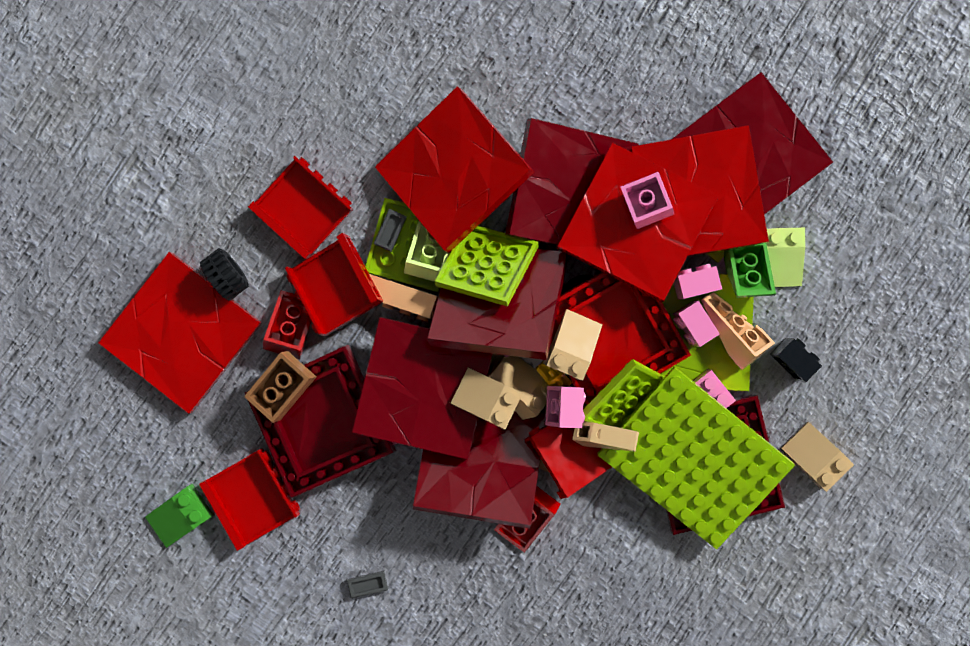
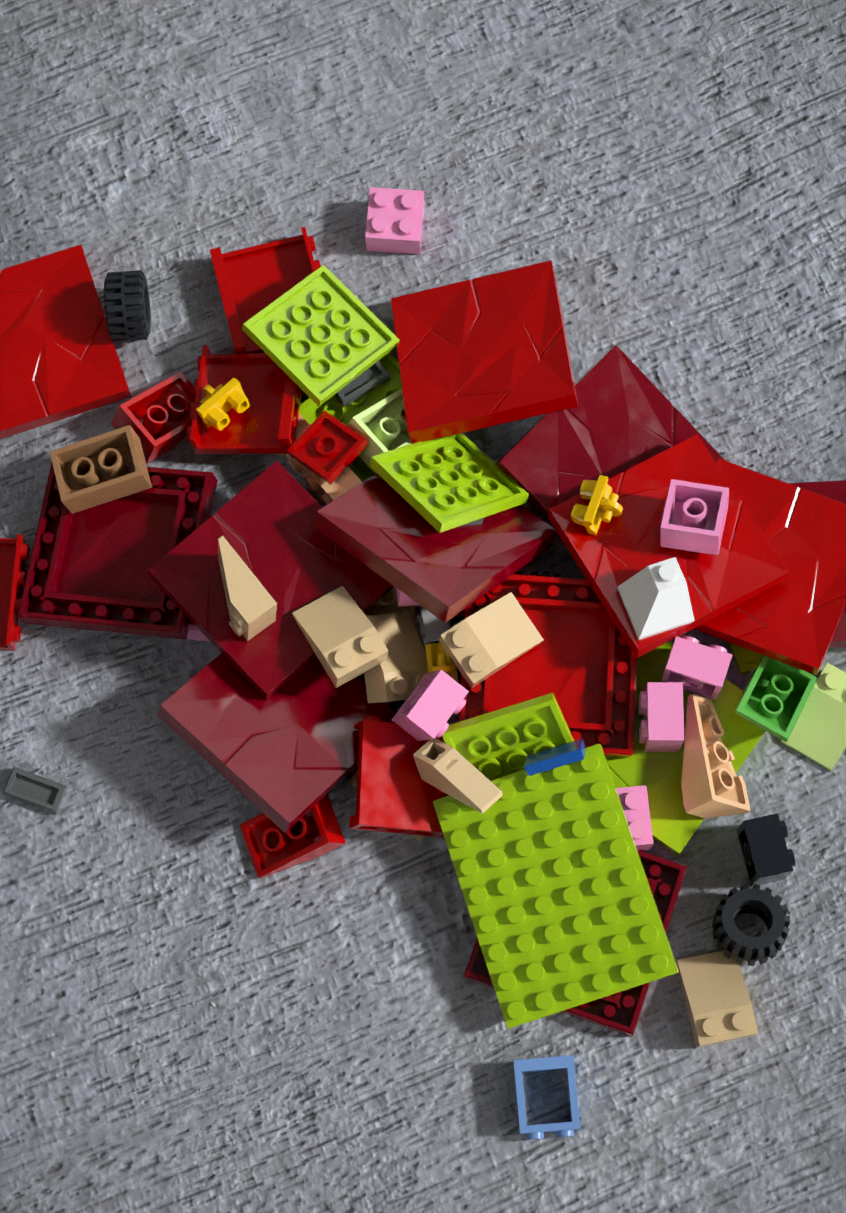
camera: 40 degrees right, 15 degrees down
(319, 298) = (219, 402): none -> yellow hips
(344, 115) = (394, 220): none -> bright pink brick
(351, 221) = (320, 335): none -> lime plate
(402, 288) = (327, 447): none -> red plate
(420, 416) = (247, 600): none -> tan slope
(581, 219) = (601, 507): none -> yellow hips
(654, 391) = (555, 757): none -> blue tile
(656, 264) = (657, 599): none -> white slope
(748, 552) = (546, 1064): none -> medium blue window
(824, 394) = (758, 903): none -> black tyre

